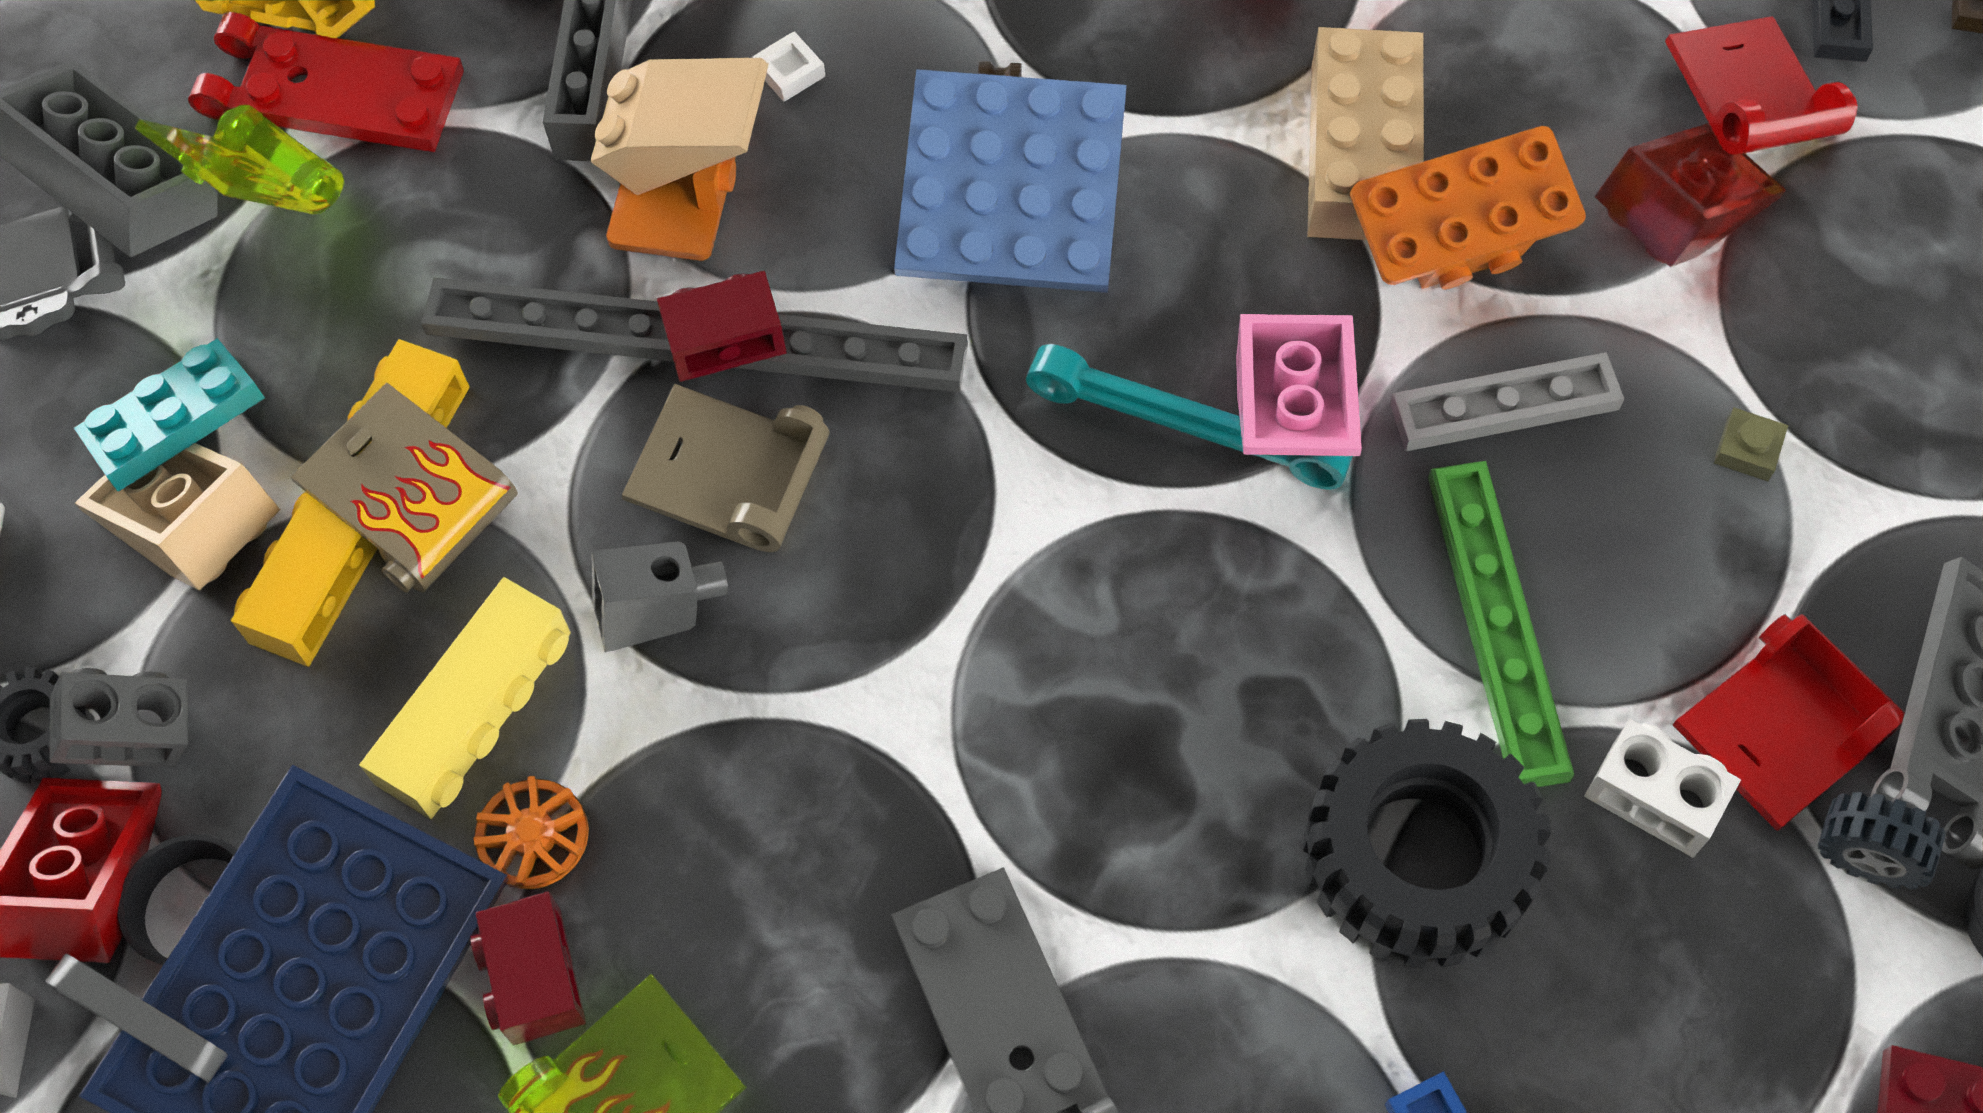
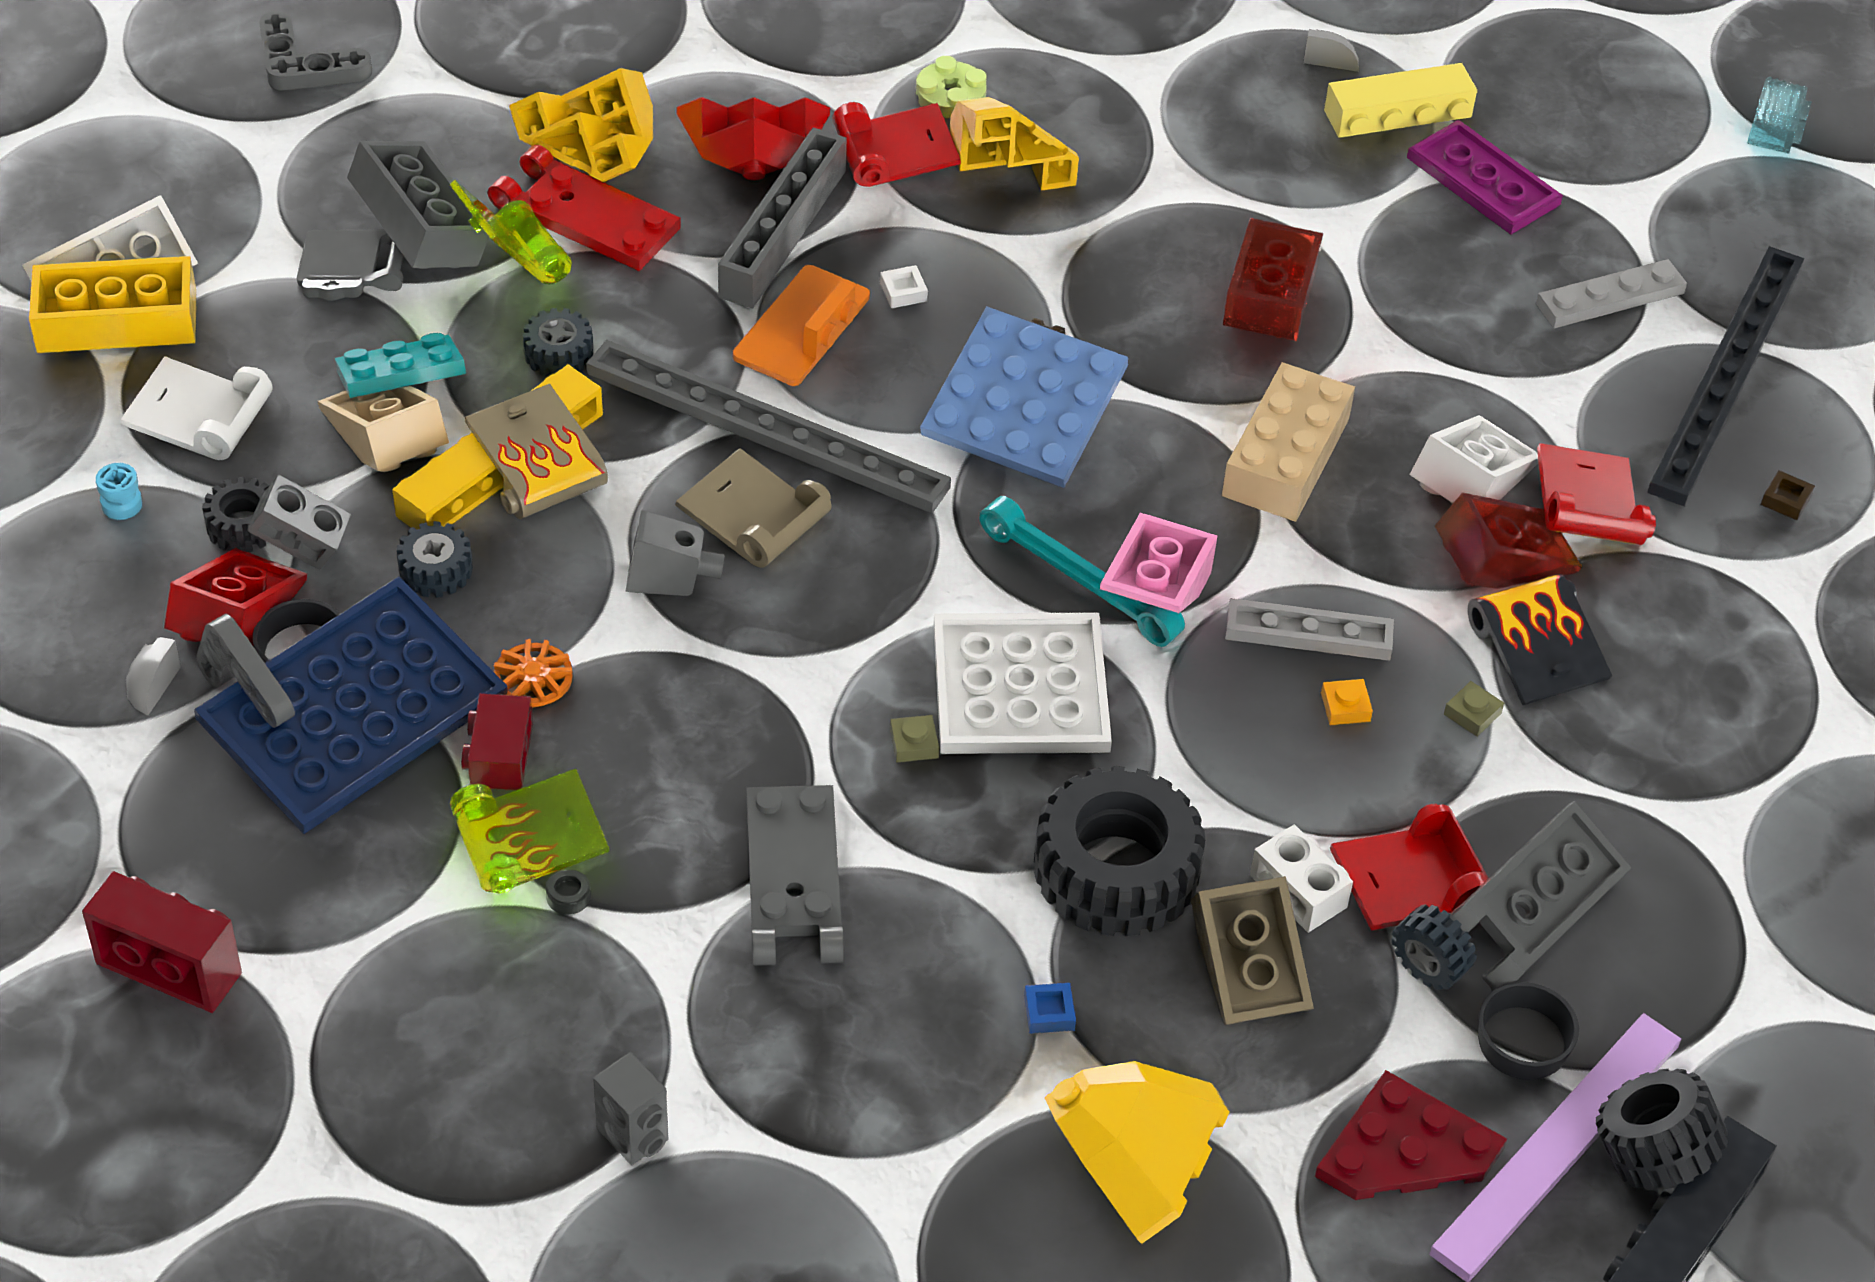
camera: 15 degrees right, 15 degrees down
(322, 722) = (434, 559): none -> black wheel
(348, 297) = (557, 341): none -> black wheel
(467, 699) = (524, 583): light yellow brick -> none
(677, 118) = (806, 285): tan slope -> none
(722, 325) = (785, 418): dark red brick -> none
(1077, 748) = (914, 738): none -> olive plate
(1181, 616) = (1021, 683): none -> white plate
(1468, 209) = (1332, 501): orange bracket -> none
(1500, 623) = (1240, 758): bright green tile -> none
(1593, 491) = (1346, 702): none -> light orange plate
(1602, 89) = (1473, 460): none -> white slope
(1650, 925) = (1252, 950): none -> dark tan slope
(1787, 311) = (1540, 632): none -> black door

